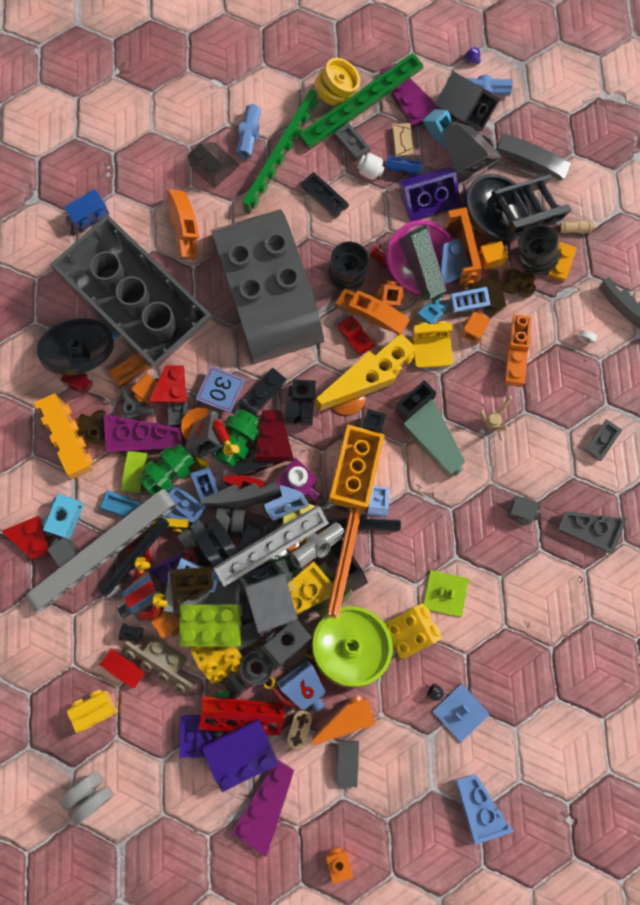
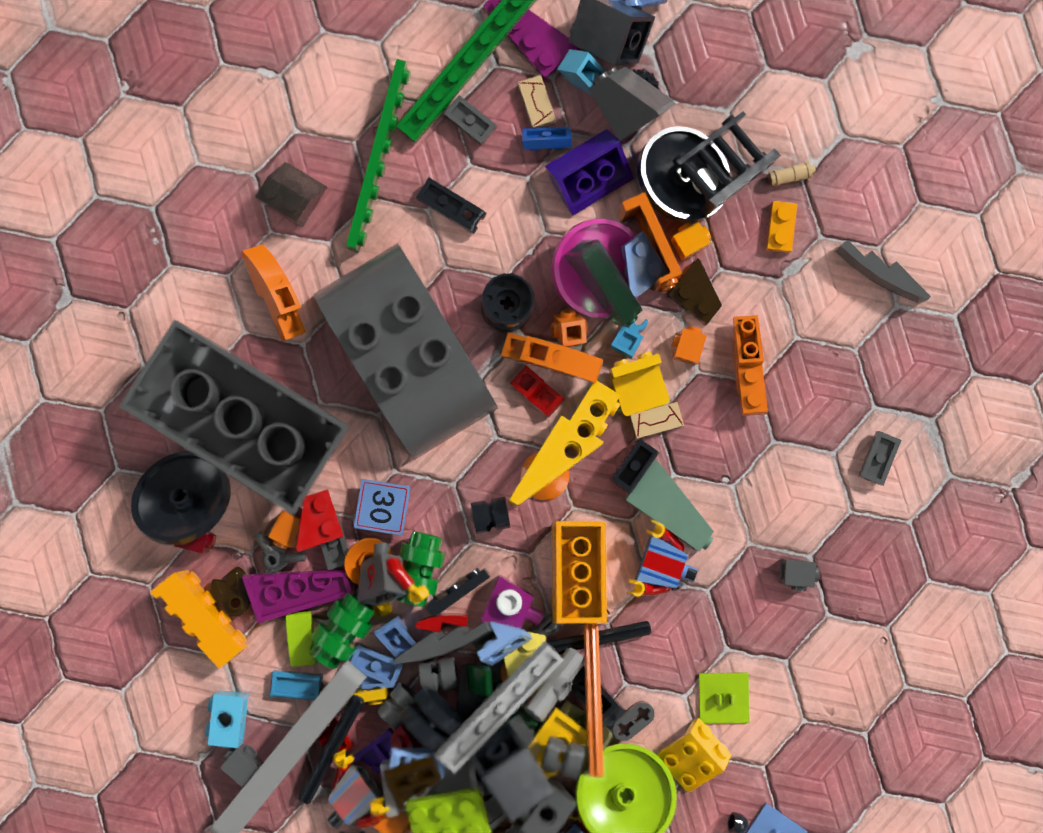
camera: 15 degrees left, 10 degrees up
(29, 537) = (193, 753): red wing -> none
(86, 210) = (142, 302): blue brick -> none
(128, 370) = (254, 512): orange plate -> none
(248, 131) = (327, 137): medium blue piece -> none
(260, 525) = (479, 679): none -> dark green slope
(263, 392) = (436, 495): black plate -> none
(273, 438) = (465, 558): dark red wing -> none
(309, 385) = (497, 478): black brick -> none
(315, 601) = (571, 759): none -> dark grey wheel
(337, 81) = (430, 41): yellow wheel -> none
(368, 589) = (637, 725): none -> dark grey beam
(370, 166) = (503, 151): white head -> none
(374, 421) = (588, 507): black brick -> none
(379, 254) = (543, 274): red bush -> none
(379, 501) = (618, 606): light blue slope -> none
(420, 477) = (662, 564): none -> torso
(440, 375) = (656, 420): none -> tan tile
(452, 298) = (651, 312): light blue slope -> none
(494, 420) = (738, 464): tan plant -> none
(520, 283) = (730, 267): dark brown plate -> none
(532, 155) = (714, 86): dark grey slope -> none
(539, 249) = (748, 209): pearl dark grey wheel -> none
(586, 337) = (833, 325): white tile -> none
(597, 531) = (889, 576): dark grey wing -> none

